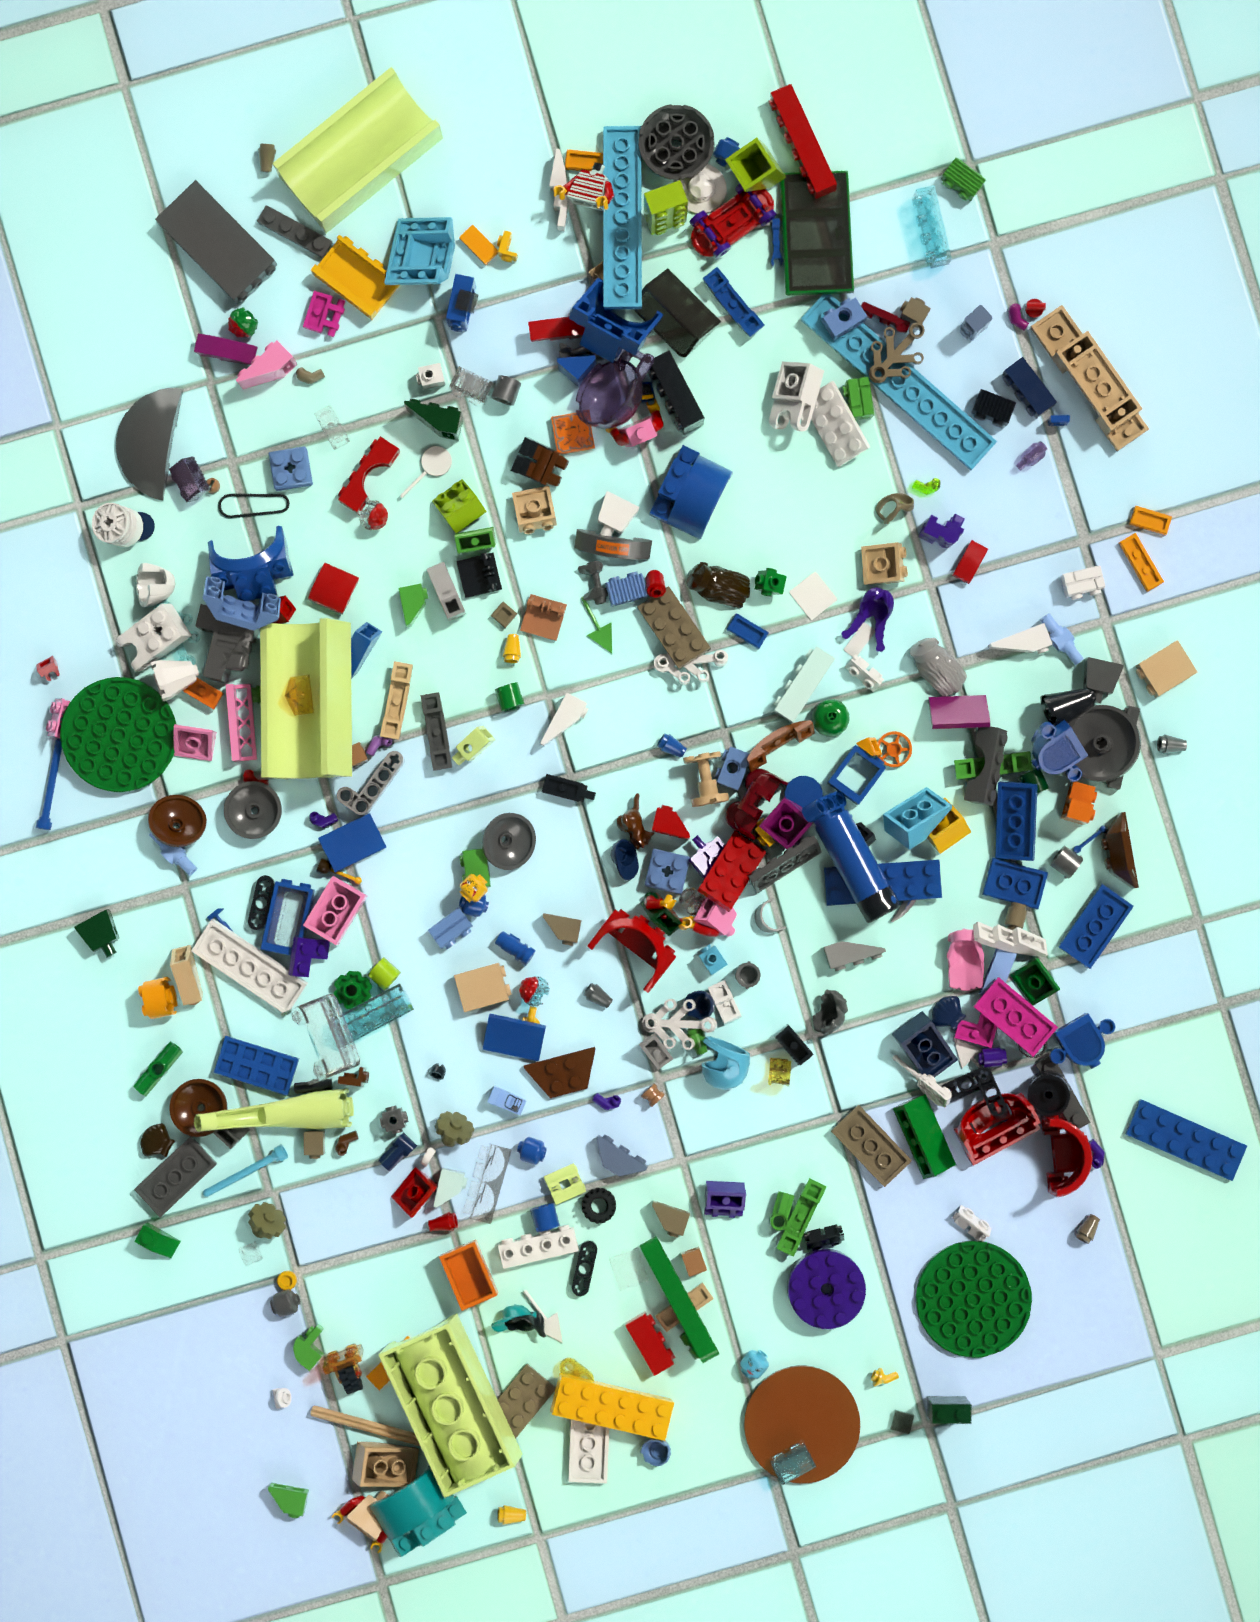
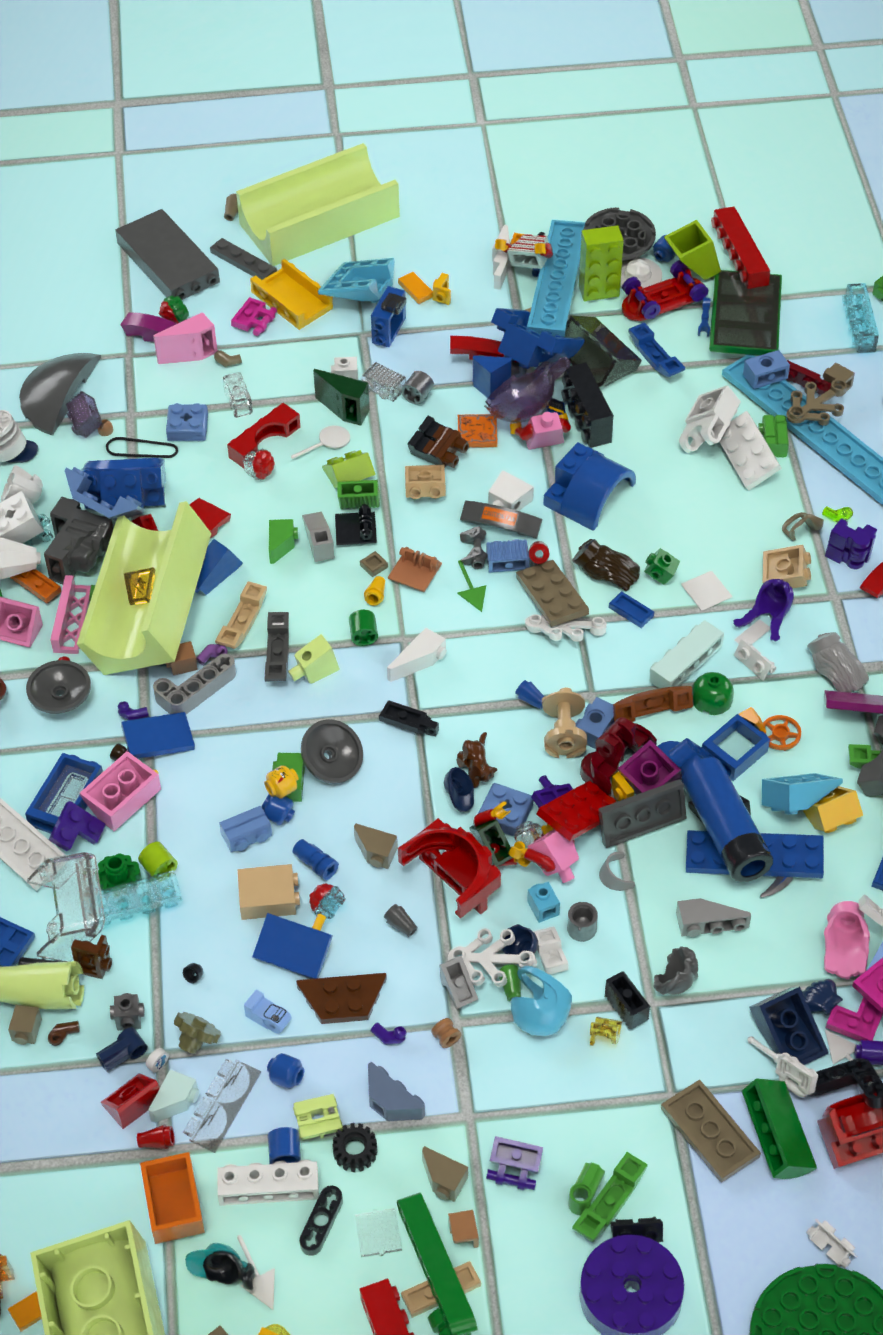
camera: 10 degrees right, 35 degrees down
(252, 915) = (39, 770): black beam -> none
(669, 823) = (516, 759): red slope -> none

